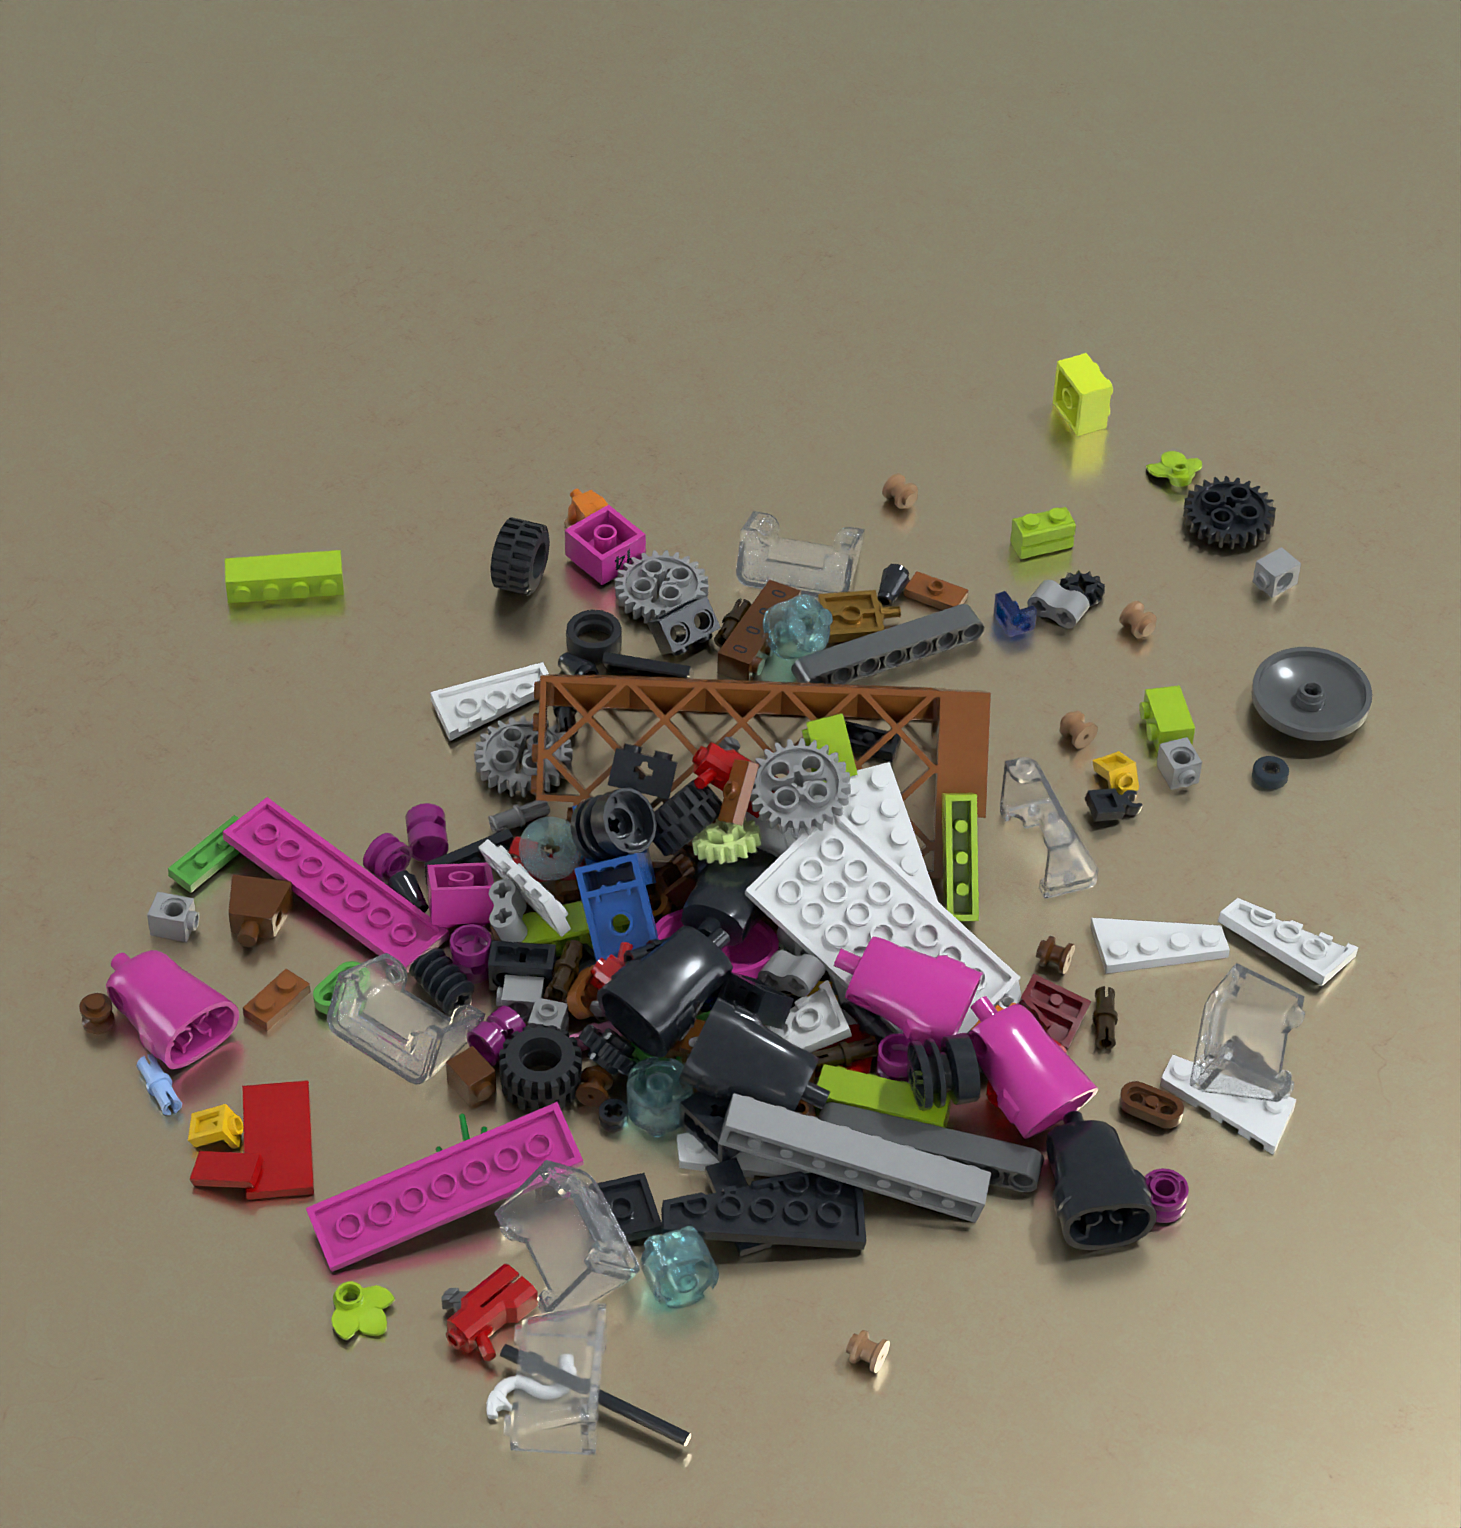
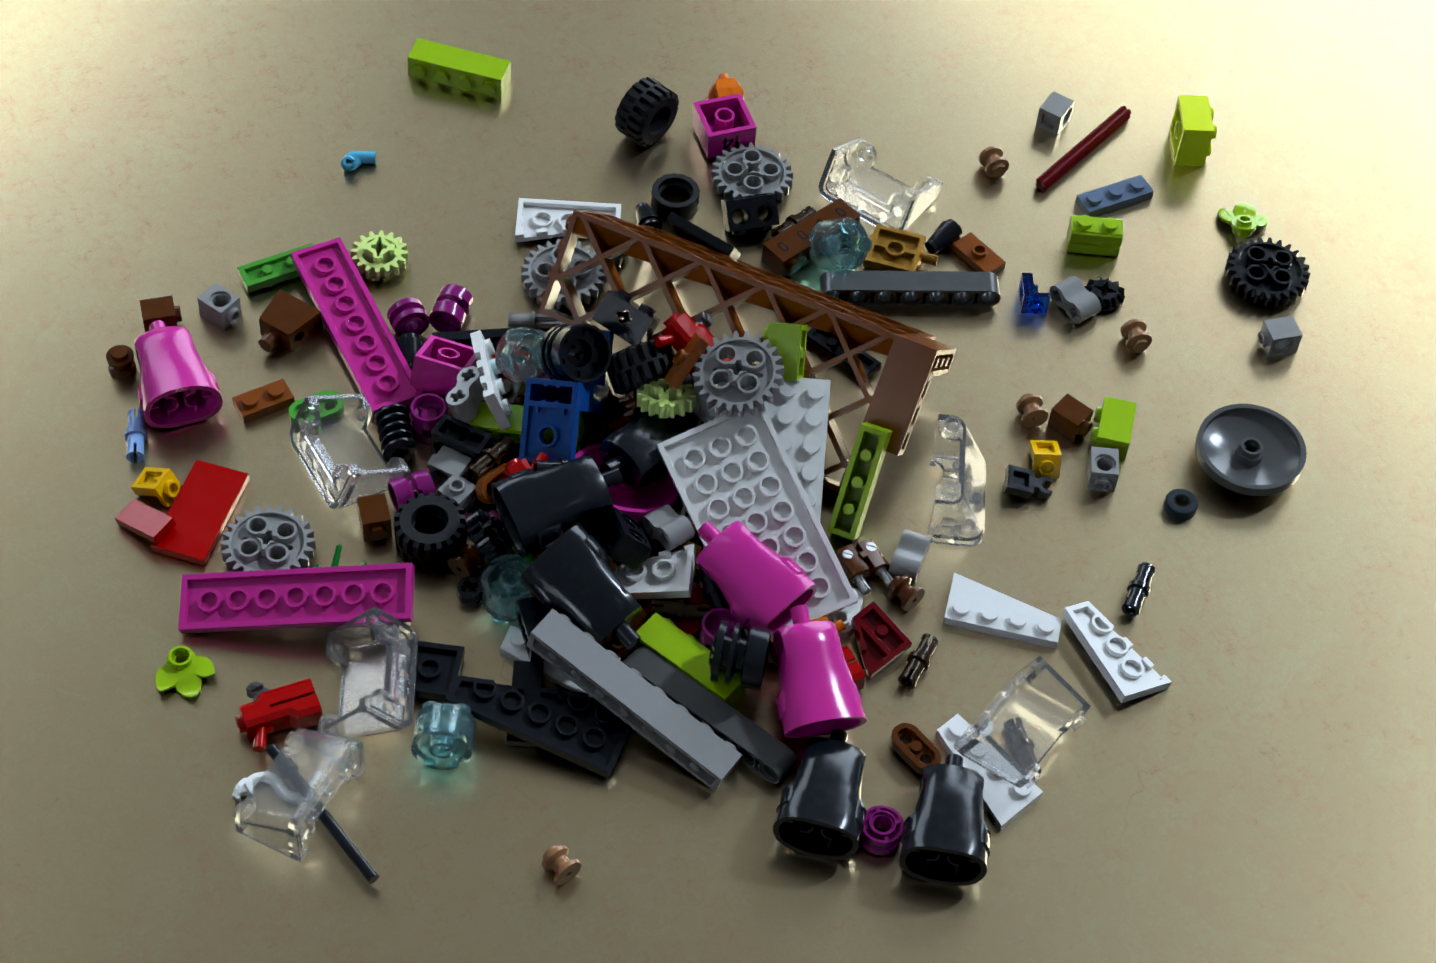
camera: 20 degrees right, 5 degrees up
(107, 944) = (160, 309): none -> reddish brown brick
(226, 710) = (357, 158): none -> medium azure arm
(316, 802) = (379, 255): none -> yellowish green gear
(367, 1138) = (253, 550): none -> light grey gear
(933, 421) = (1055, 113): none -> light grey brick
(979, 448) = (1083, 148): none -> dark red axle
(1004, 940) = (863, 562): none -> reddish brown piece
(1037, 487) = (1114, 196): none -> sand blue plate
(1039, 916) = (910, 555): none -> light grey axle
(1121, 724) = (1071, 418): none -> reddish brown brick
(1228, 1165) = (947, 831): none -> black torso
(1277, 869) = (1138, 589): none -> black pin

